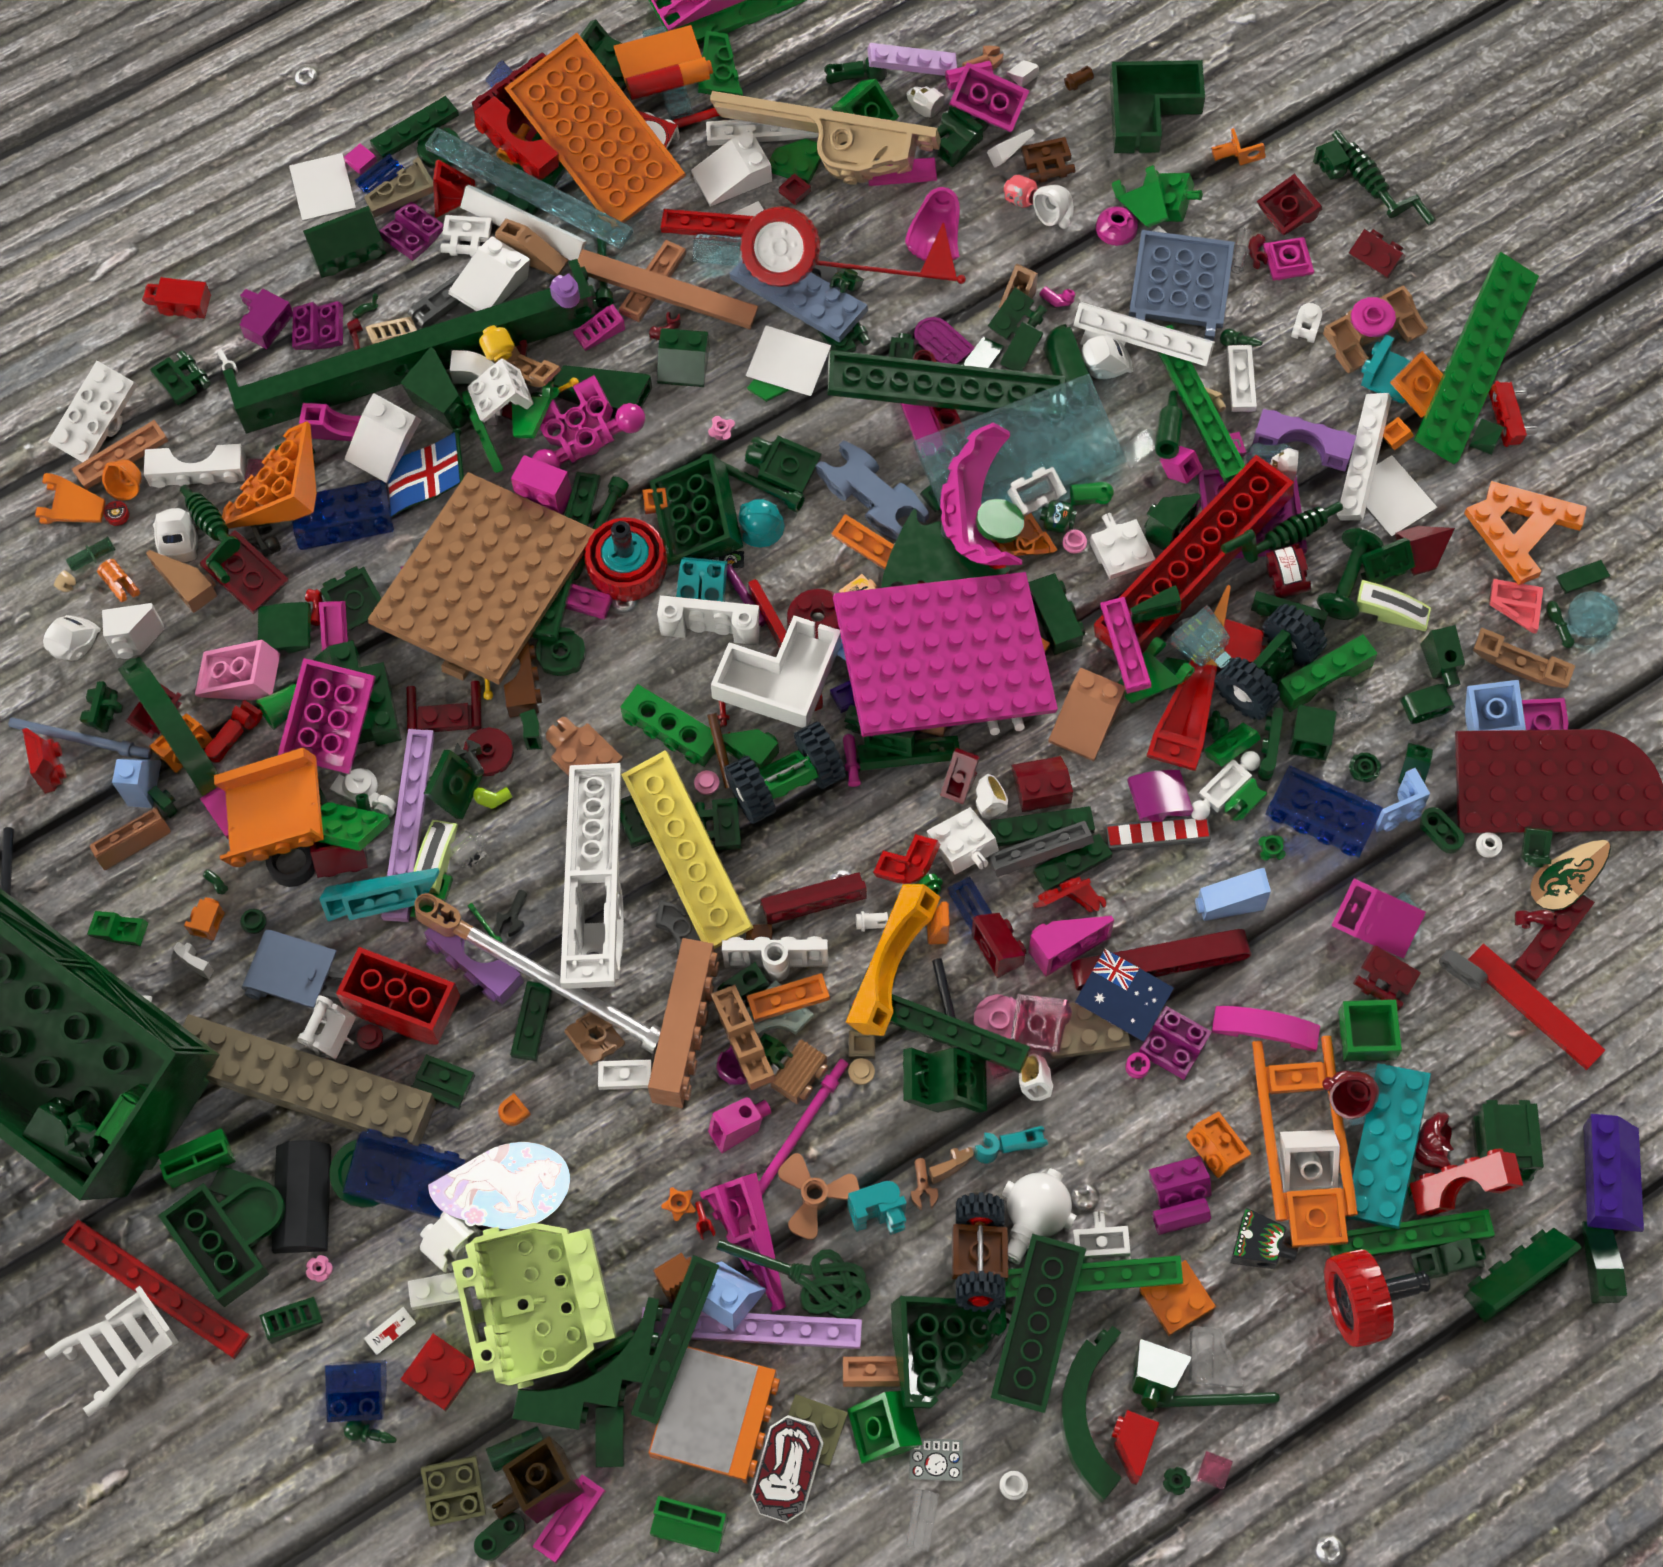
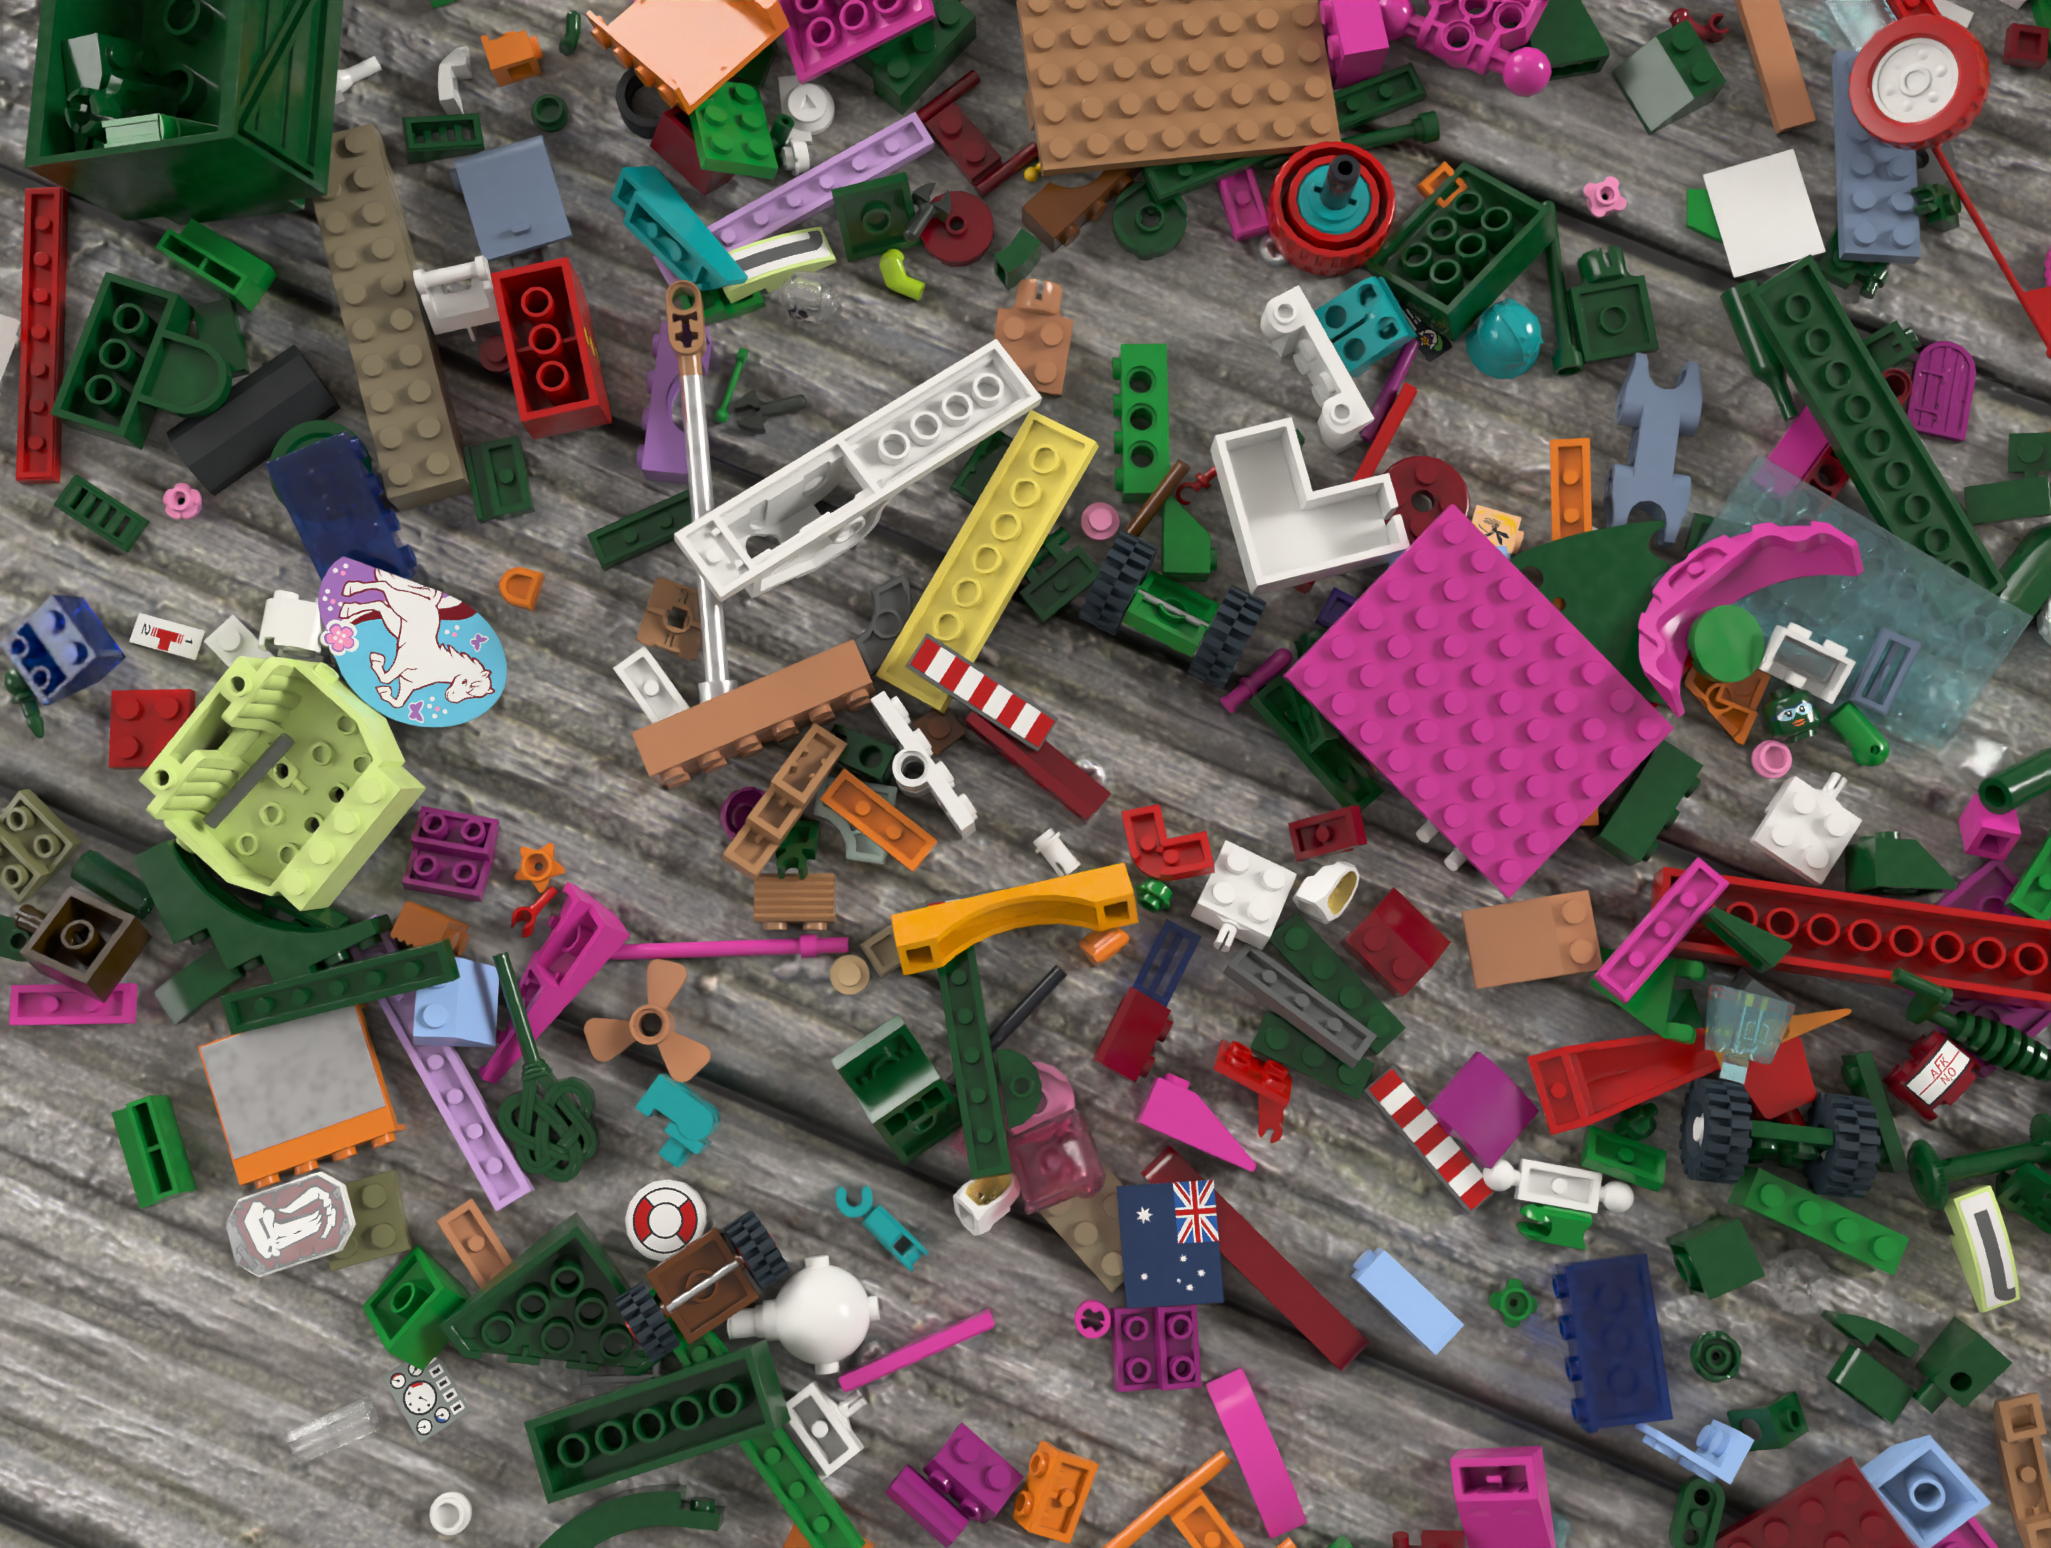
camera: 50 degrees right, 15 degrees up
(211, 1003) = (440, 124): none -> dark green slope
(515, 1325) = (248, 780): none -> dark grey bar
(637, 1246) = (451, 854): none -> magenta slope
(737, 1122) = (662, 861): dark pink torso -> none
(757, 897) = (981, 692): none -> tile
(855, 408) = (1756, 348): none -> dark green piece
(923, 1186) = (755, 1149): nougat bar -> none
(928, 1259) = (665, 1218): none -> tile
(944, 1170) = (817, 1173): medium nougat slope -> none
(984, 354) = (1962, 458): slope -> none
(985, 1017) = (1019, 1086): none -> dark green plate
(1058, 462) = (1870, 663): none -> sand blue tile
(1093, 1166) = (916, 1350): none -> dark pink tile
(1270, 746) = (1659, 1210): dark green plate -> none
(1396, 688) = (1865, 1330): none -> dark green slope

